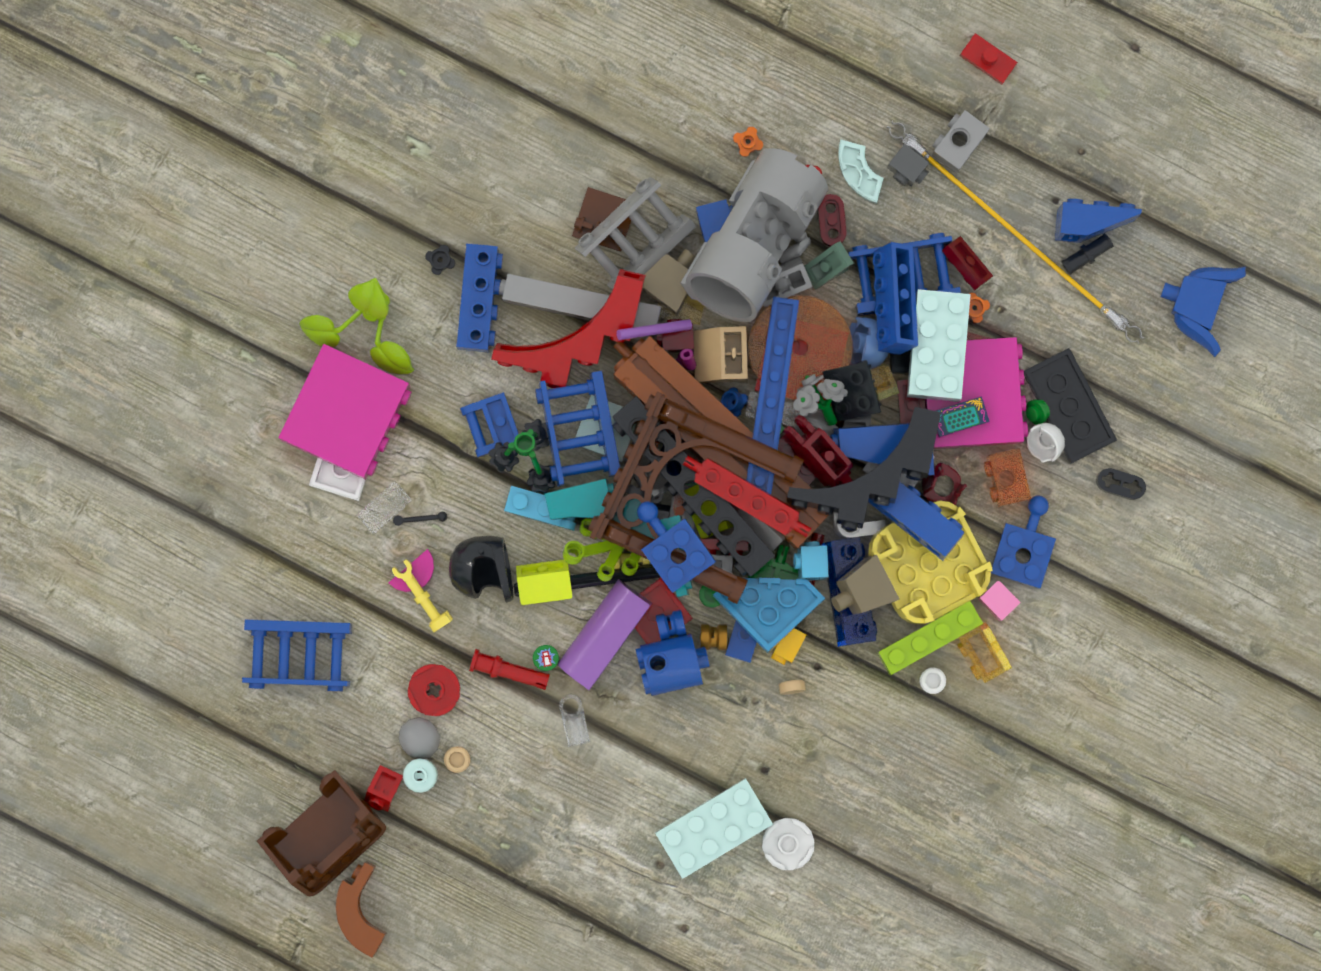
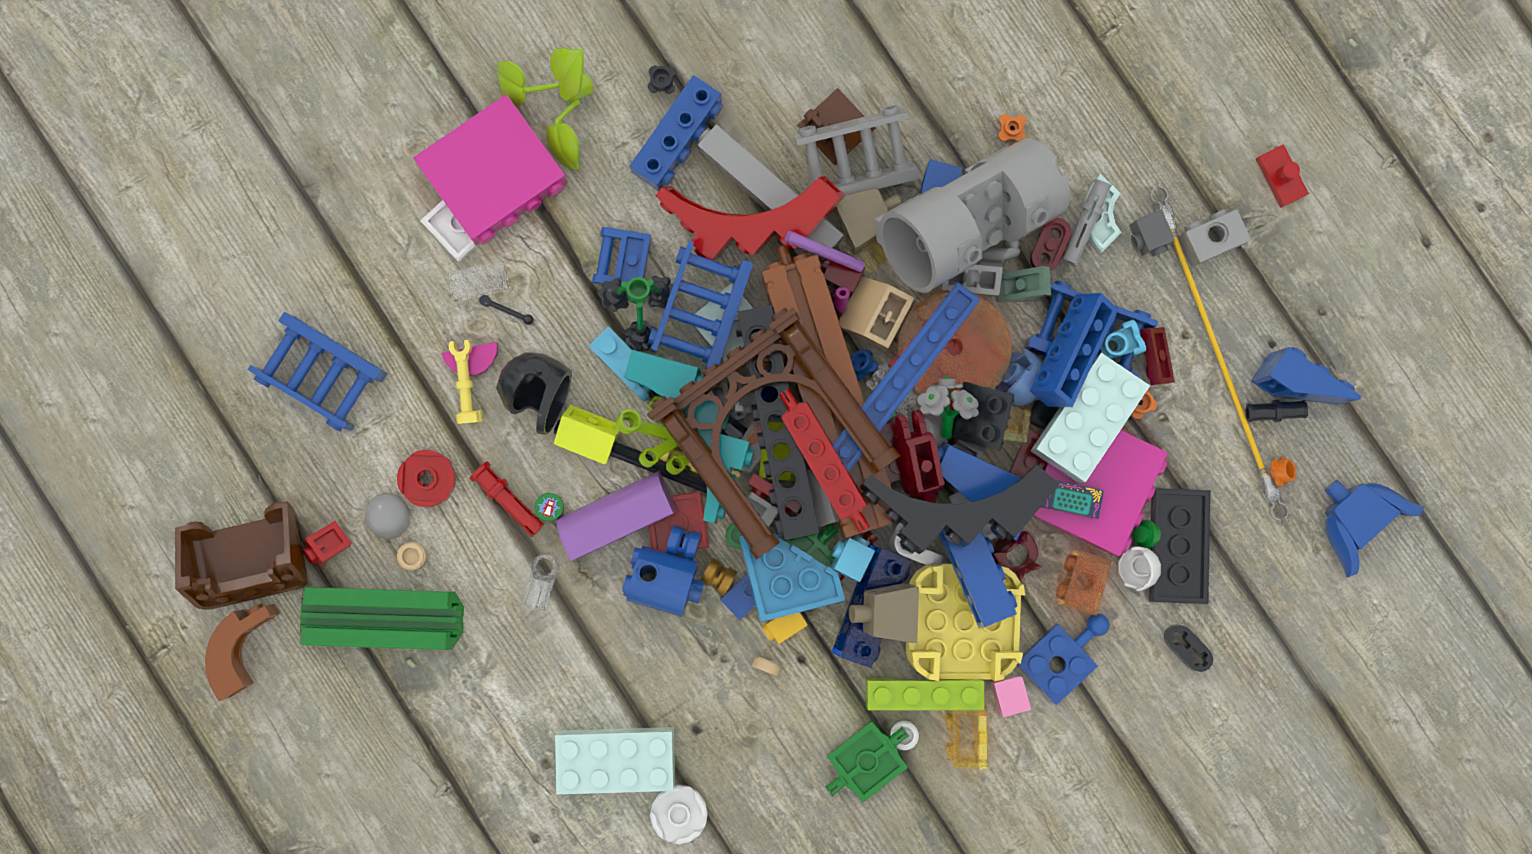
camera: 25 degrees right, 0 degrees up
(429, 775) = (366, 559): light aqua head -> none
(459, 822) = (380, 618): none -> green piece
(678, 536) = (735, 462): blue plate -> none
(846, 154) = (1098, 189): none -> light grey pin
(914, 717) = (867, 761): none -> green plate
(934, 265) = (1126, 341): none -> medium azure plate
(1118, 299) = (1283, 471): none -> orange plate

